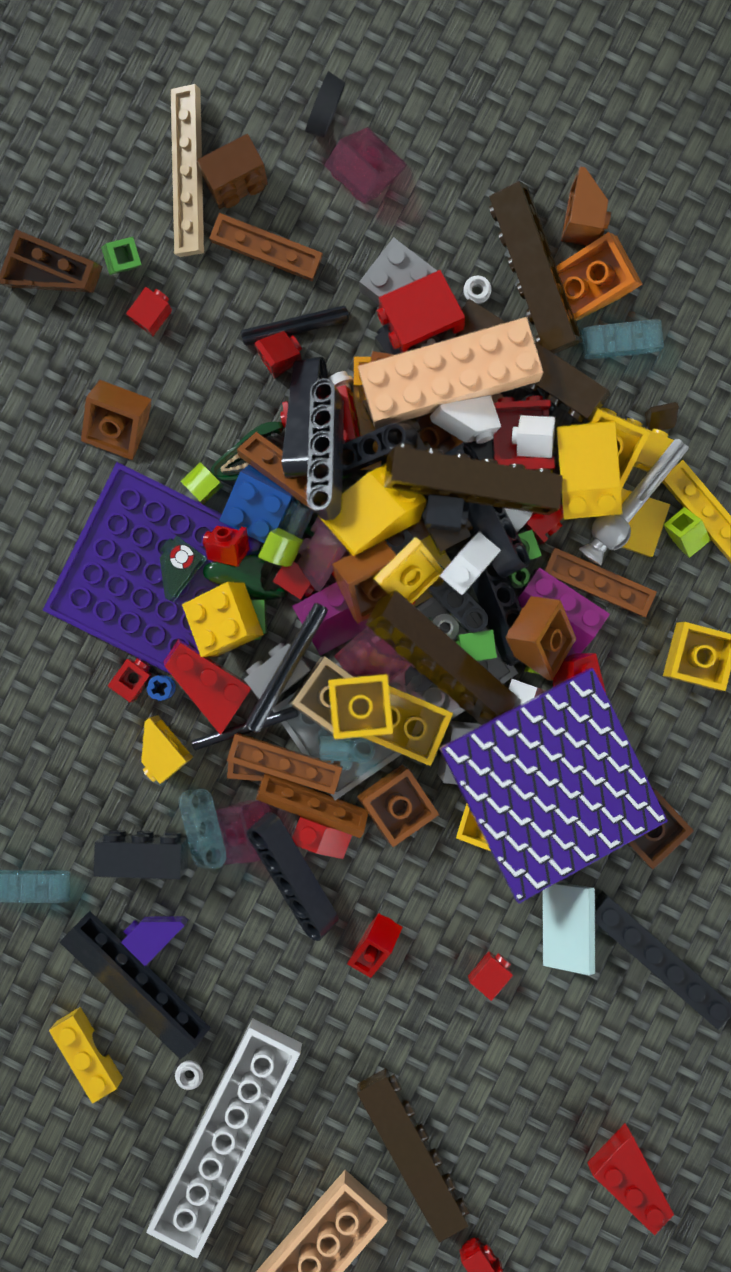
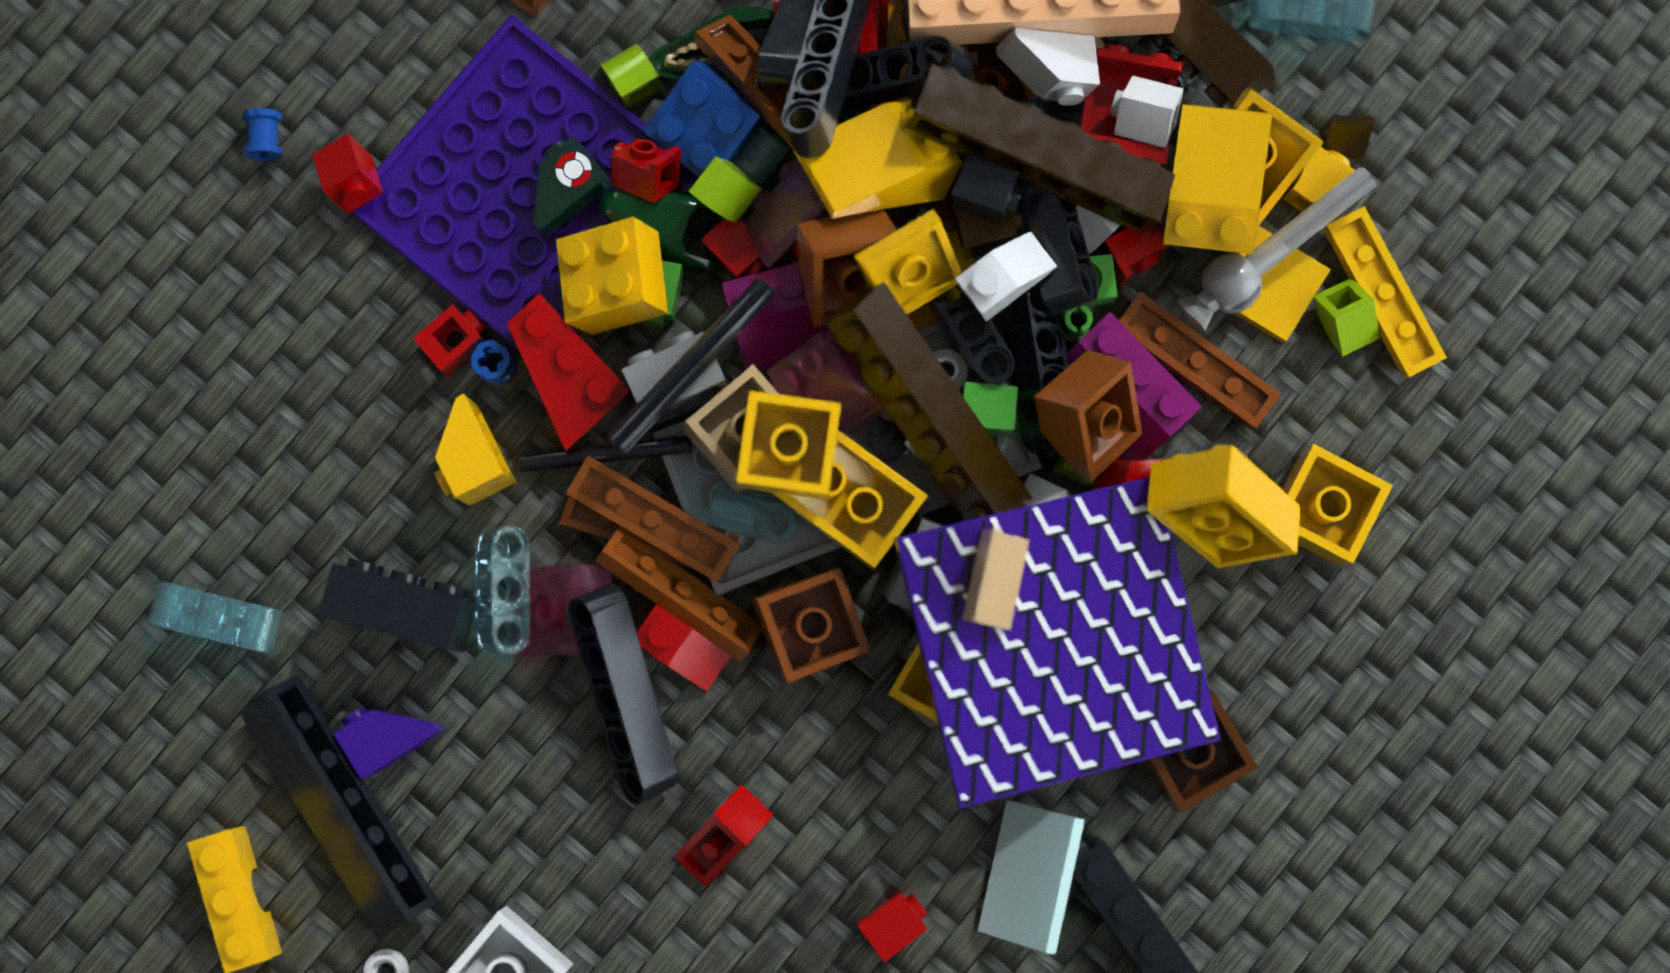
camera: 15 degrees right, 5 degrees down
(39, 590) = (347, 173): none -> red brick
(508, 760) = (995, 579): none -> tan panel
(638, 678) = (1223, 507): none -> yellow brick

